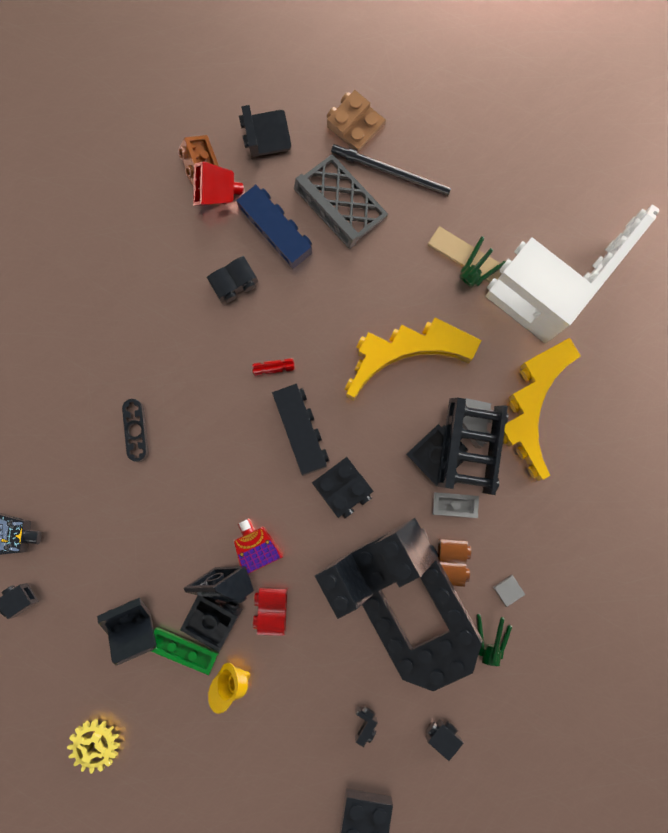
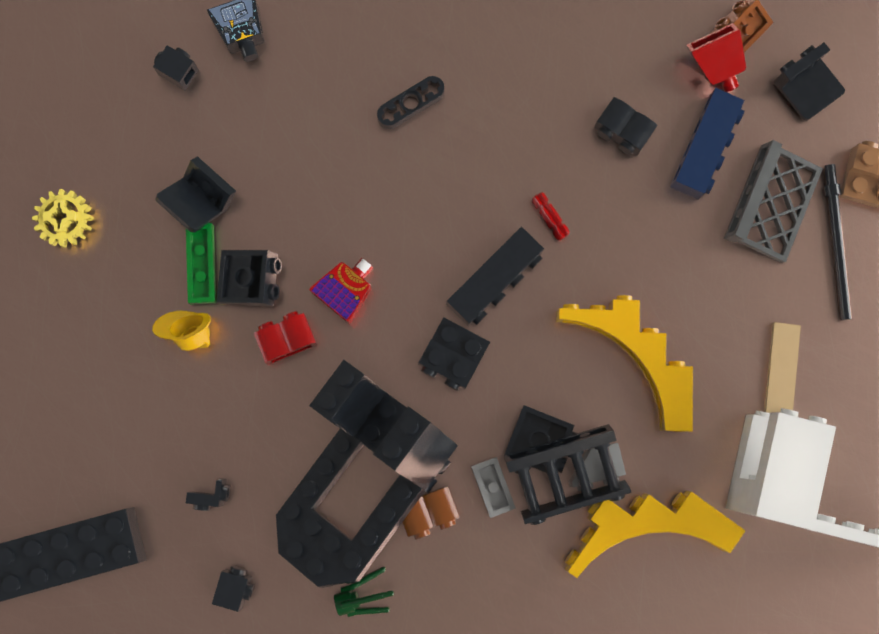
camera: 60 degrees right, 0 degrees up
(223, 584) = (289, 272): black slope -> none
(471, 275) = (762, 387): dark green plant -> none
(509, 590) = (426, 590): light grey tile -> none

